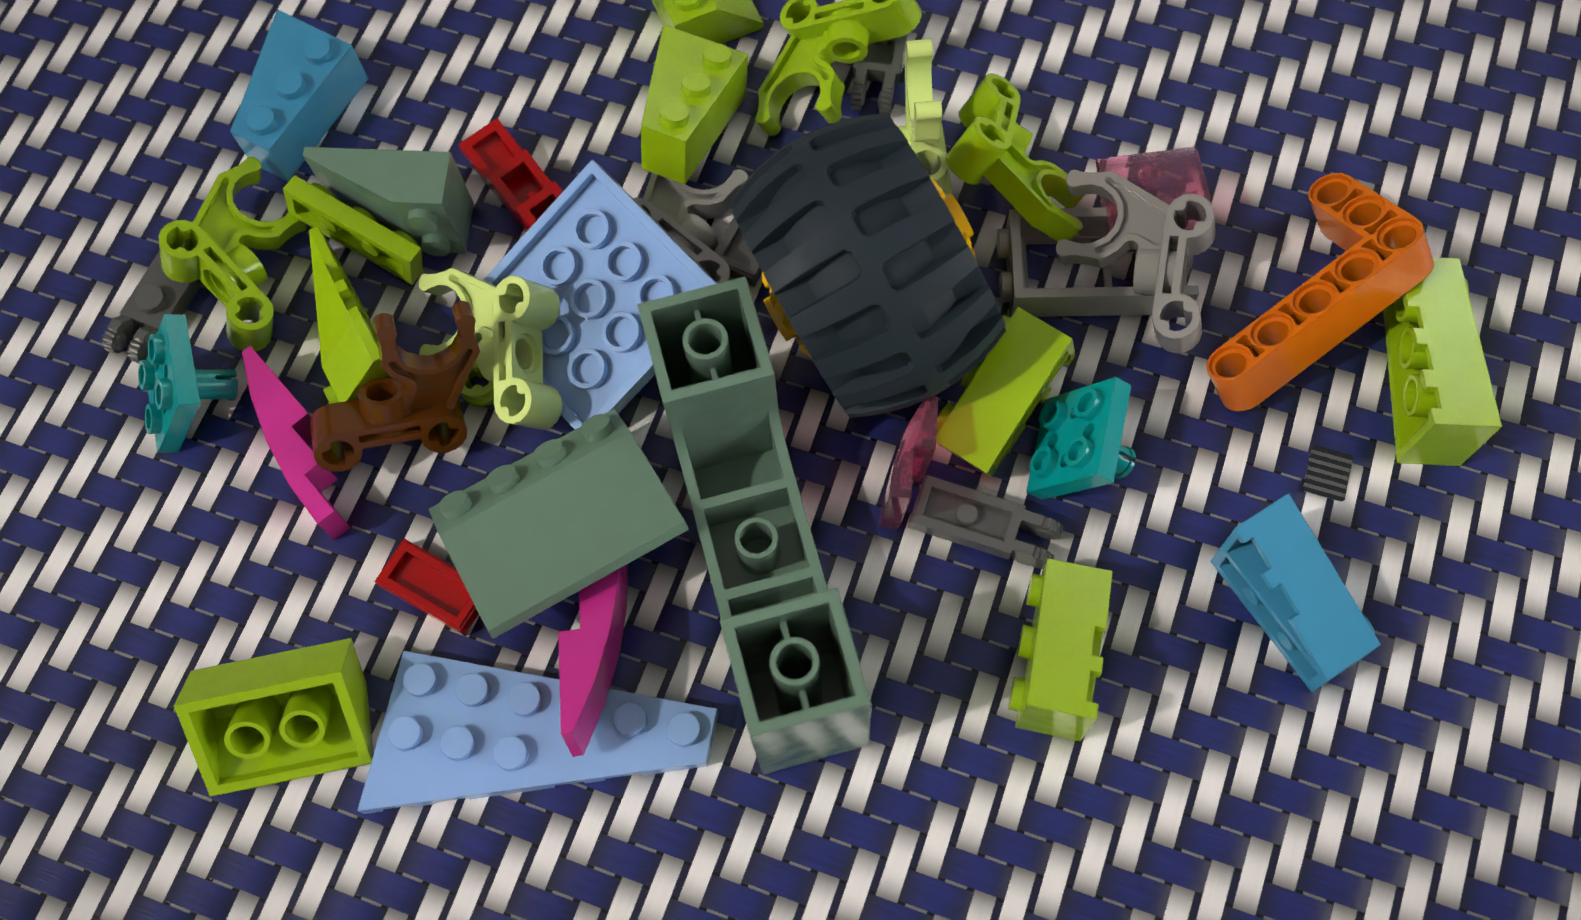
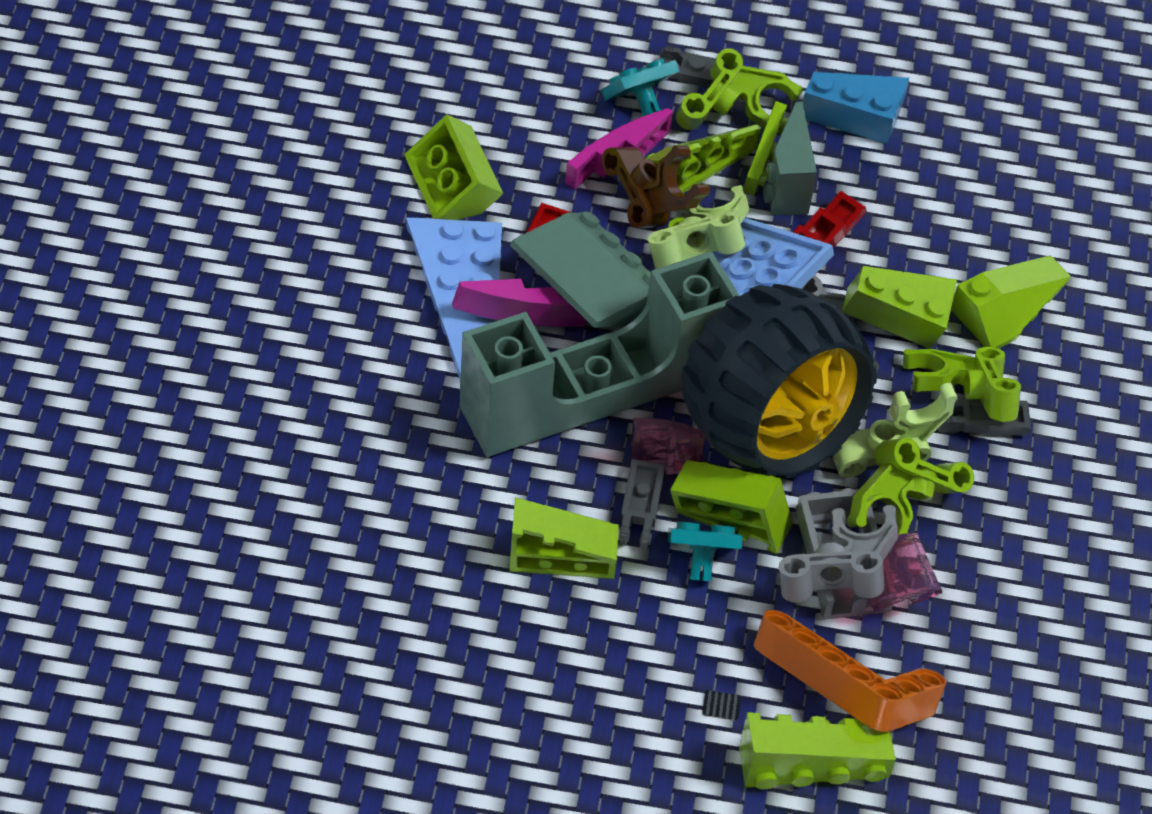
camera: 70 degrees right, 15 degrees down
(1295, 593) = (625, 669): dark azure wedge -> none

